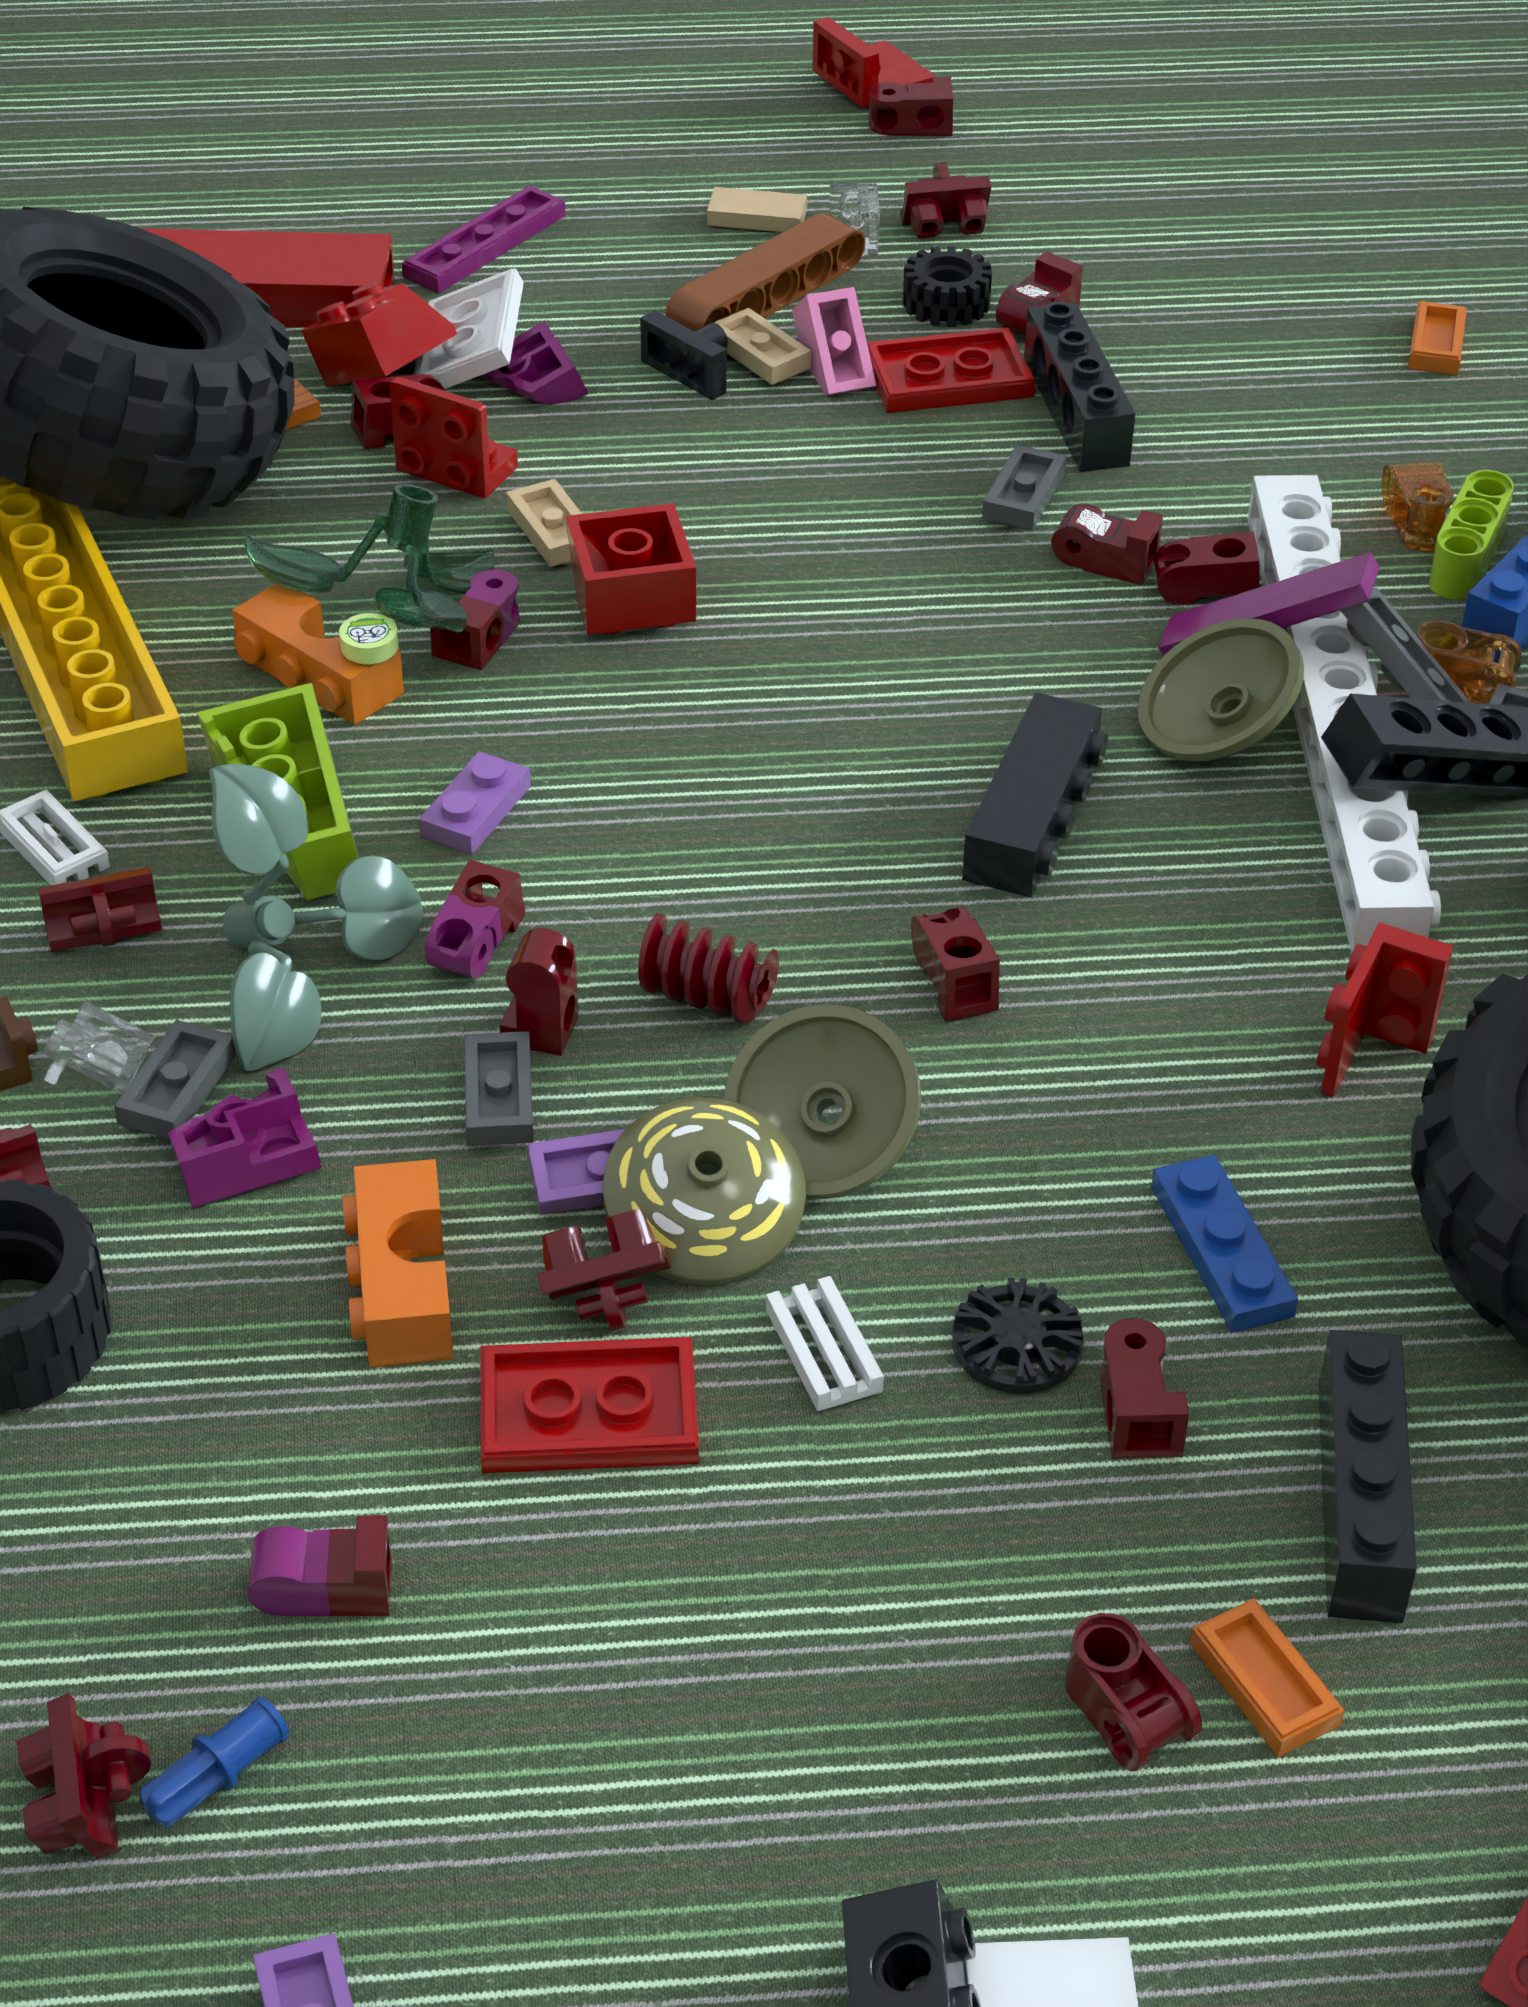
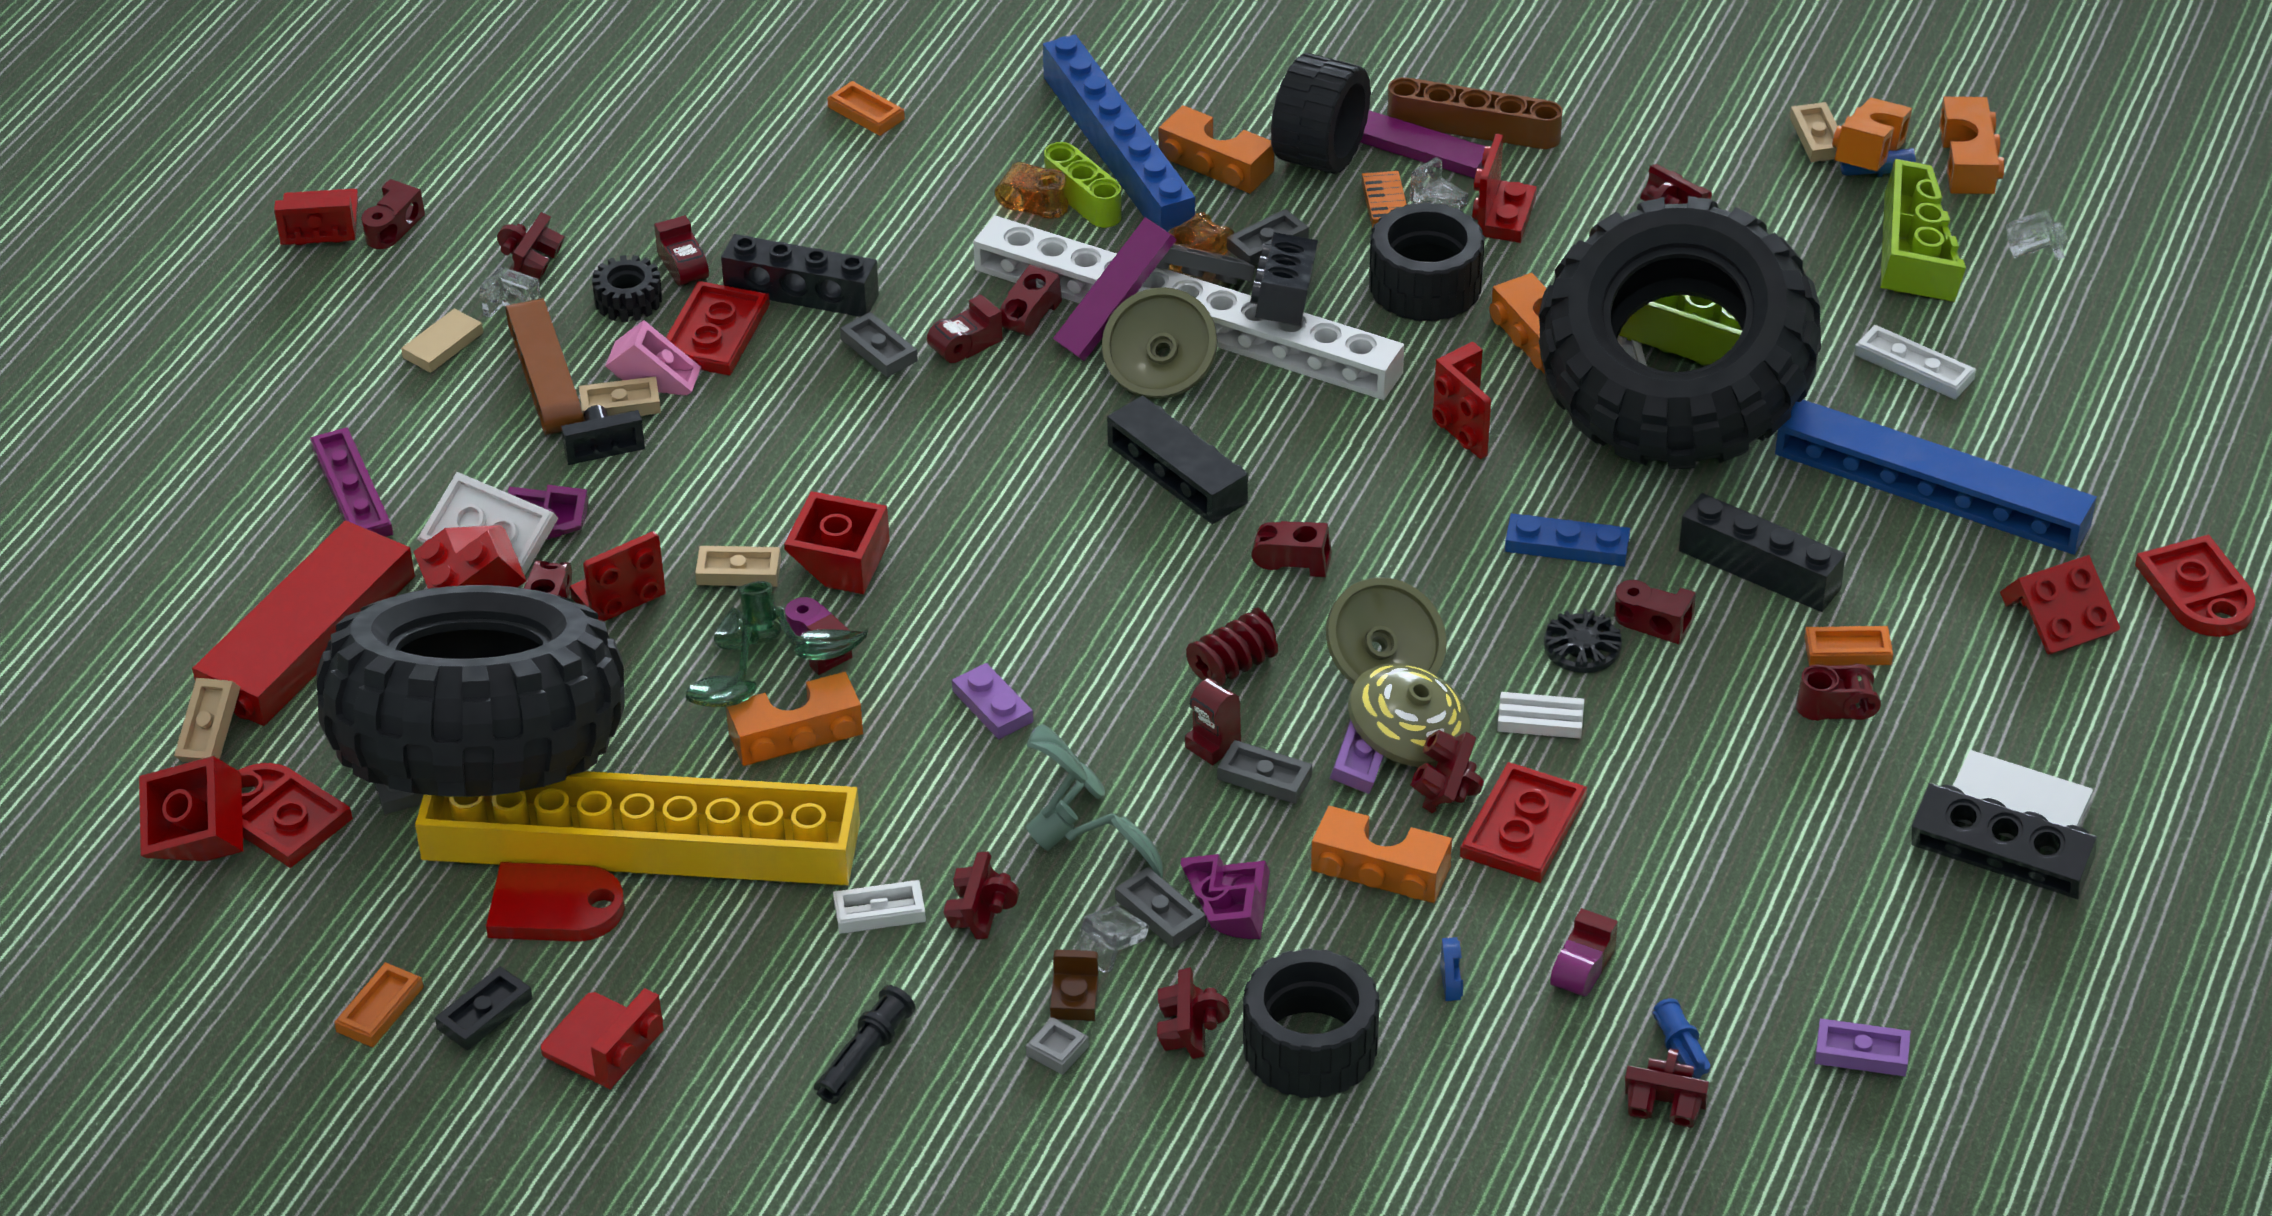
camera: 60 degrees left, 0 degrees up
(214, 1423) = (1450, 969): none -> blue tile
(289, 739) = (940, 767): lime wedge -> none
(368, 638) = (834, 678): yellowish green tile -> none
(472, 922) = (1116, 731): magenta leg -> none

